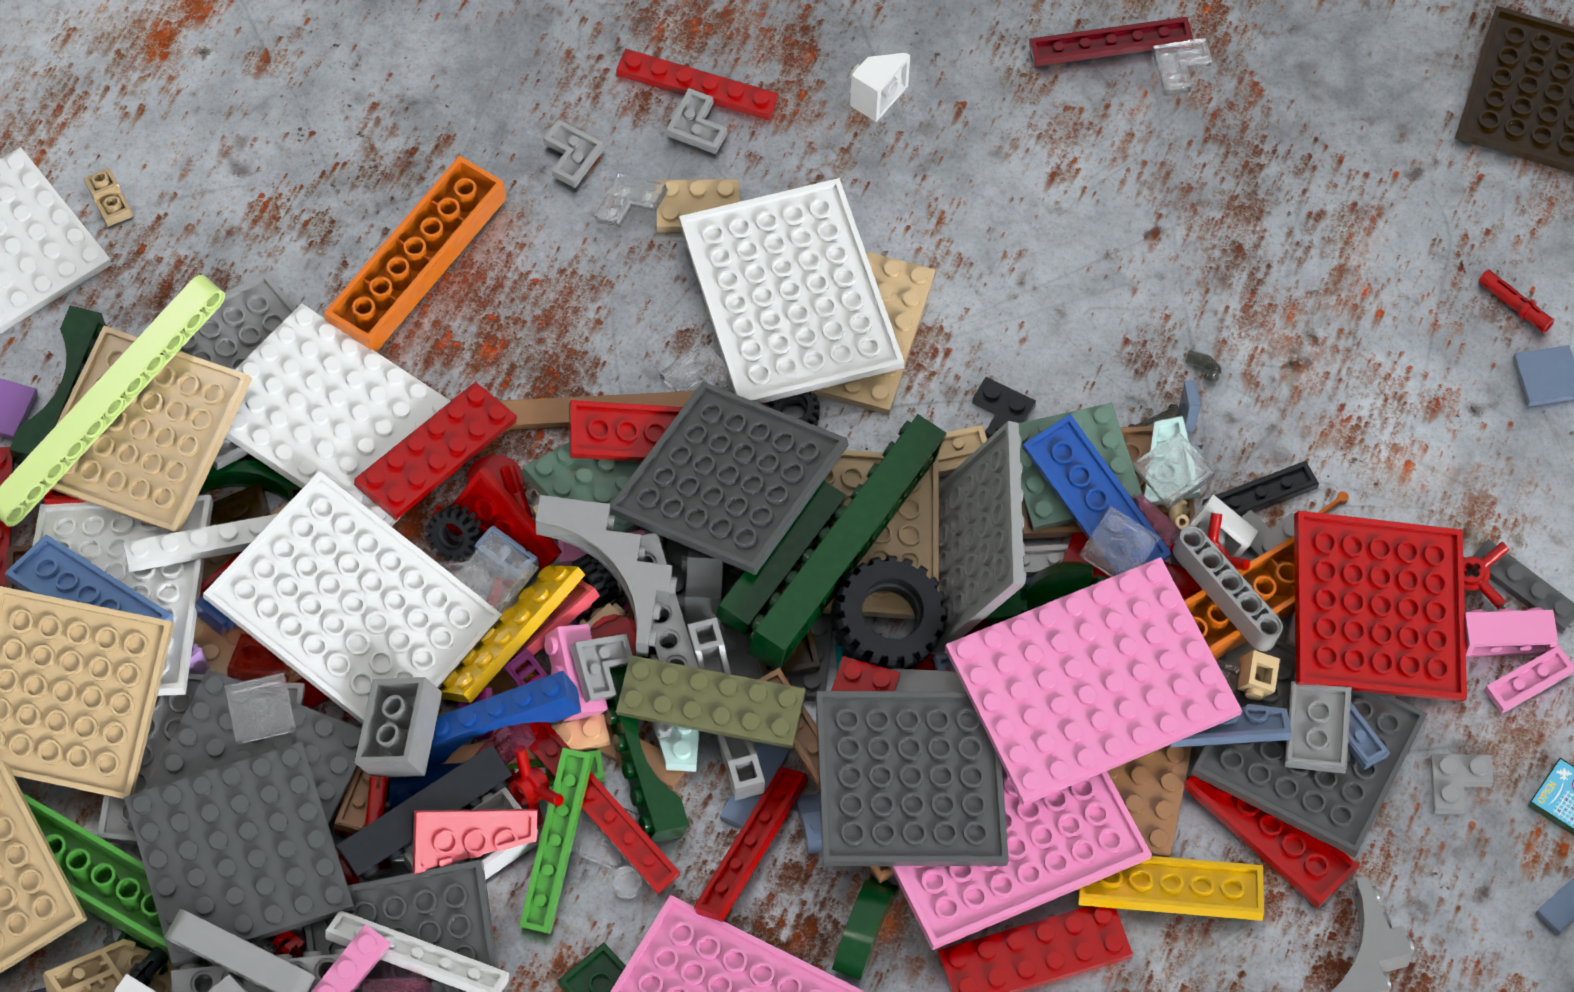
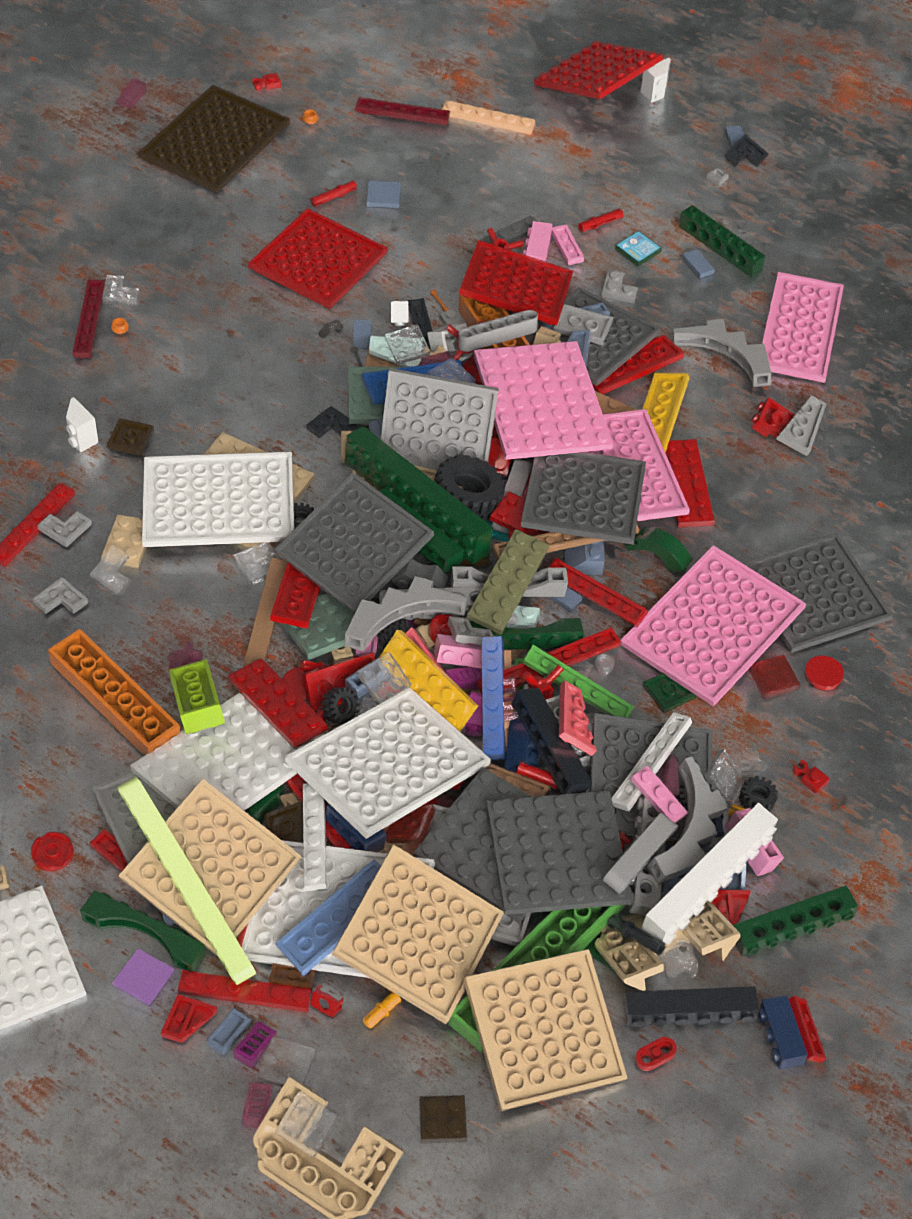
camera: 80 degrees left, 10 degrees down
(167, 257) = (52, 851): none -> red tile
(260, 708) = (455, 822): clear plate -> none
(398, 727) = (492, 740): light grey brick -> none
(421, 348) = (196, 696): none -> lime brick
(497, 324) = (184, 657): none -> clear pink hips
(890, 156) = (130, 437): none -> dark brown plate
(1110, 84) = (119, 325): none -> orange plate
(1270, 451) = (399, 313): none -> white slope
(1355, 313) = (318, 258): none -> red plate

